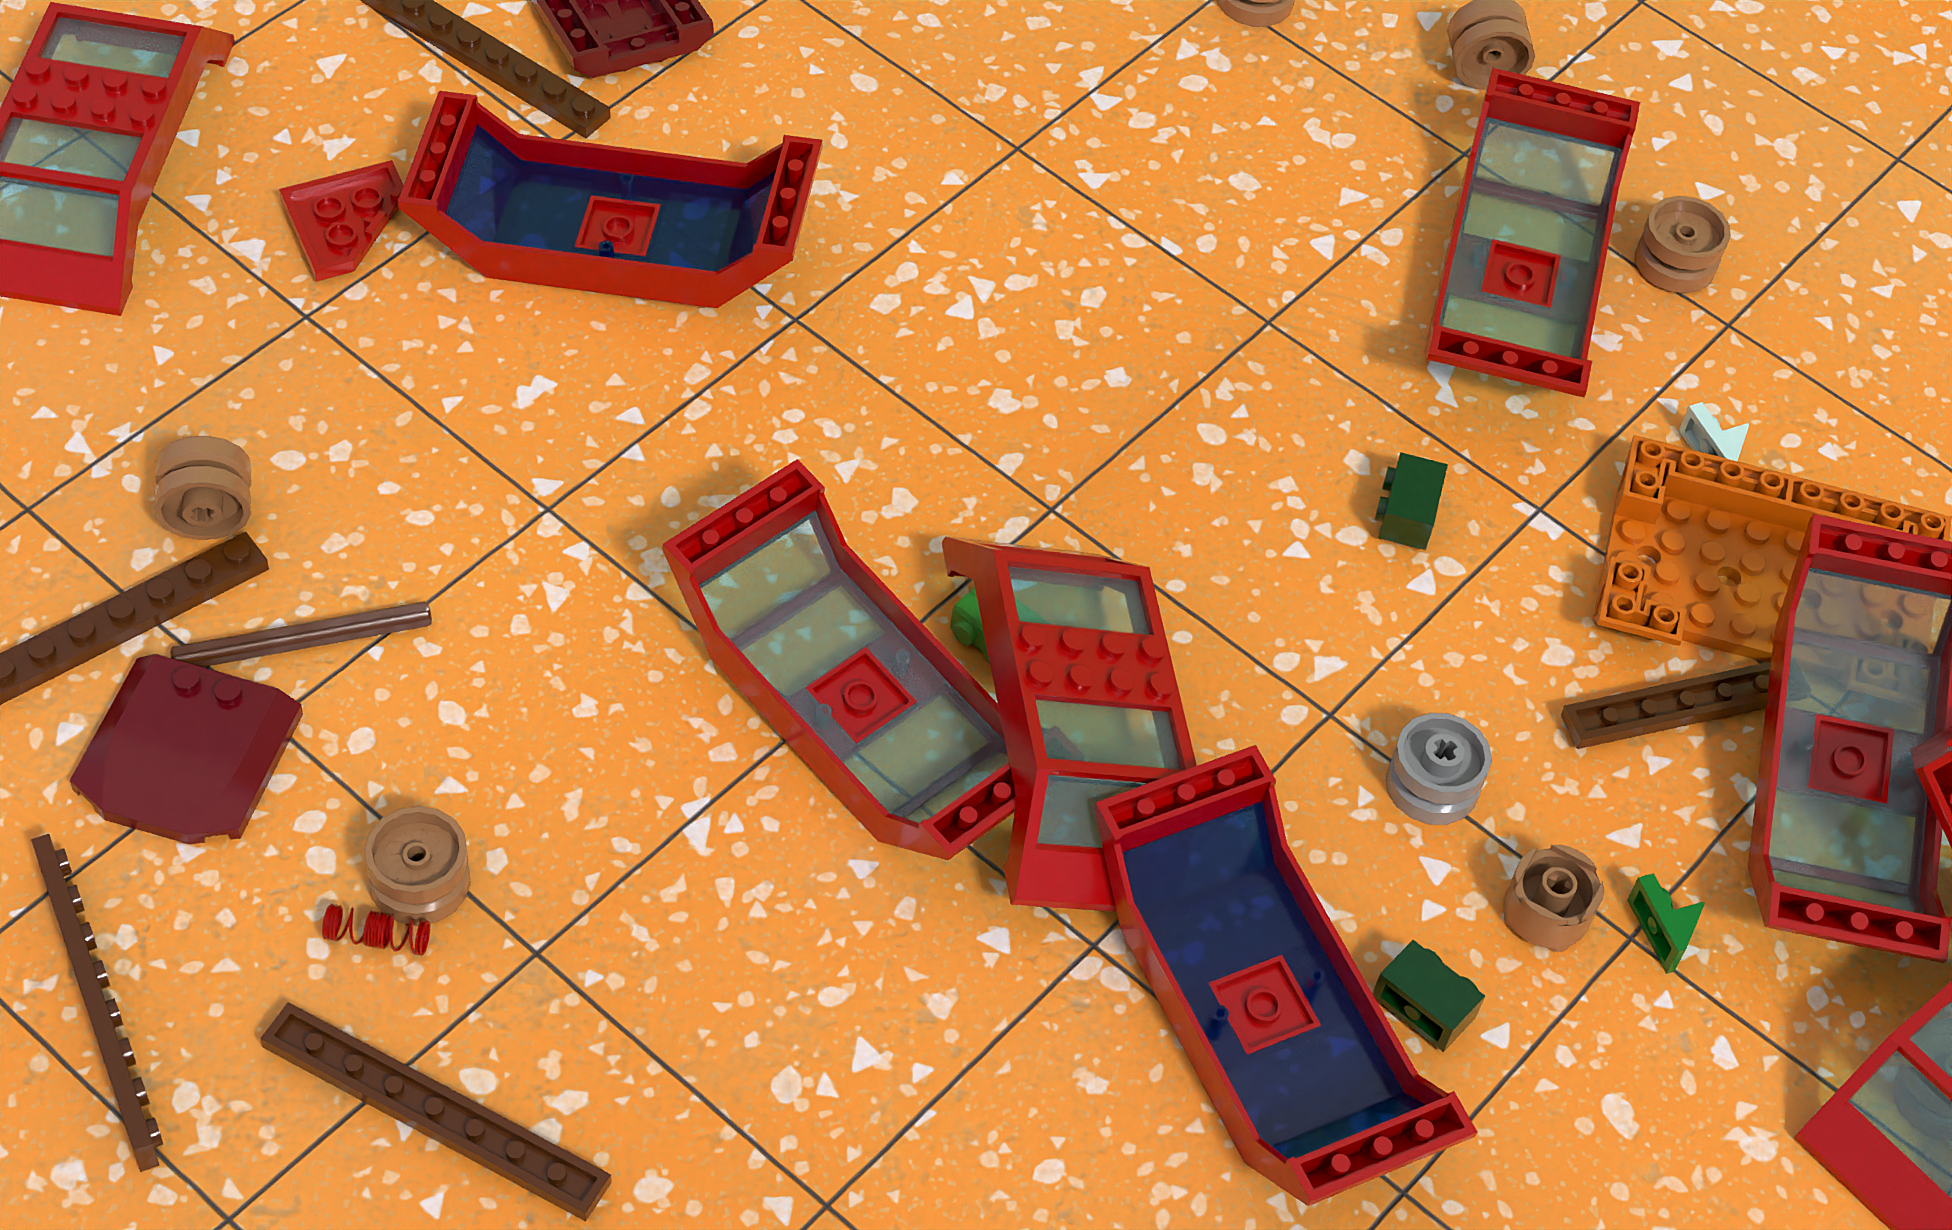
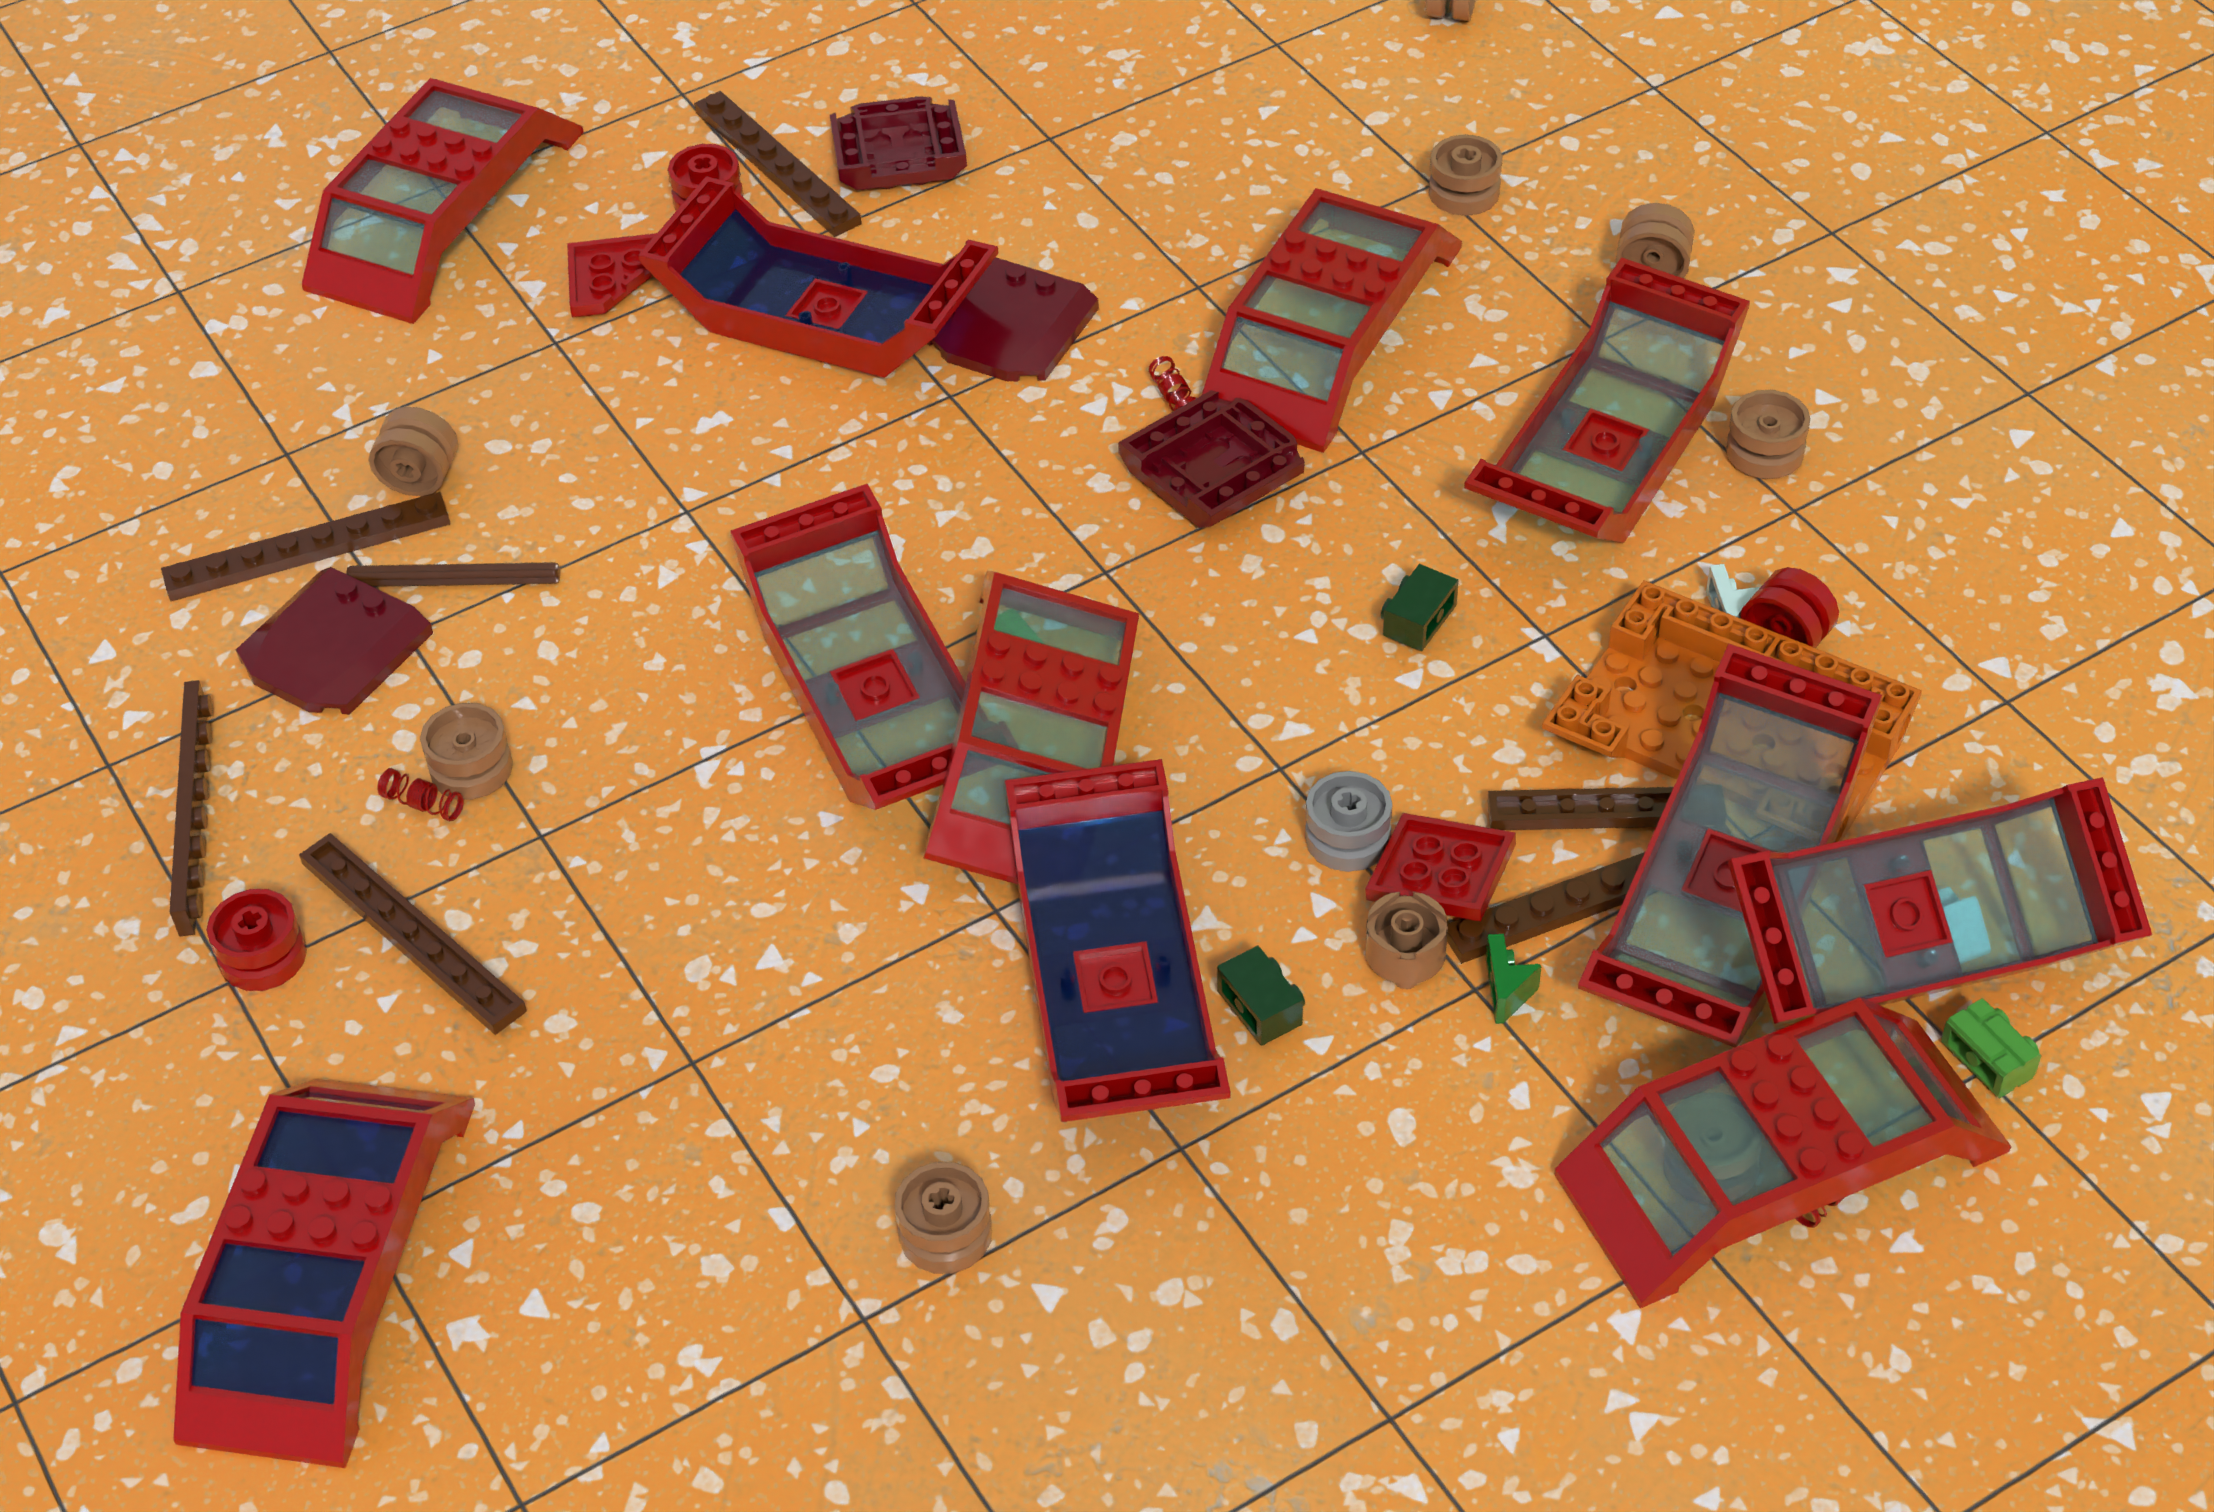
camera: 25 degrees right, 5 degrees down
(253, 1162) = (256, 939): none -> red wheel
(408, 86) = (699, 161): none -> red wheel
(853, 223) = (1016, 322): none -> dark red wedge
(1046, 276) = (1169, 381): none -> red piece
(1124, 356) = (1212, 457): none -> dark red wedge
(1179, 176) = (1321, 310): none -> red window
(1554, 800) = (1445, 861): none -> red plate
(1679, 823) = (1545, 909): none -> reddish brown plate
(1793, 441) = (1793, 606): none -> red wheel

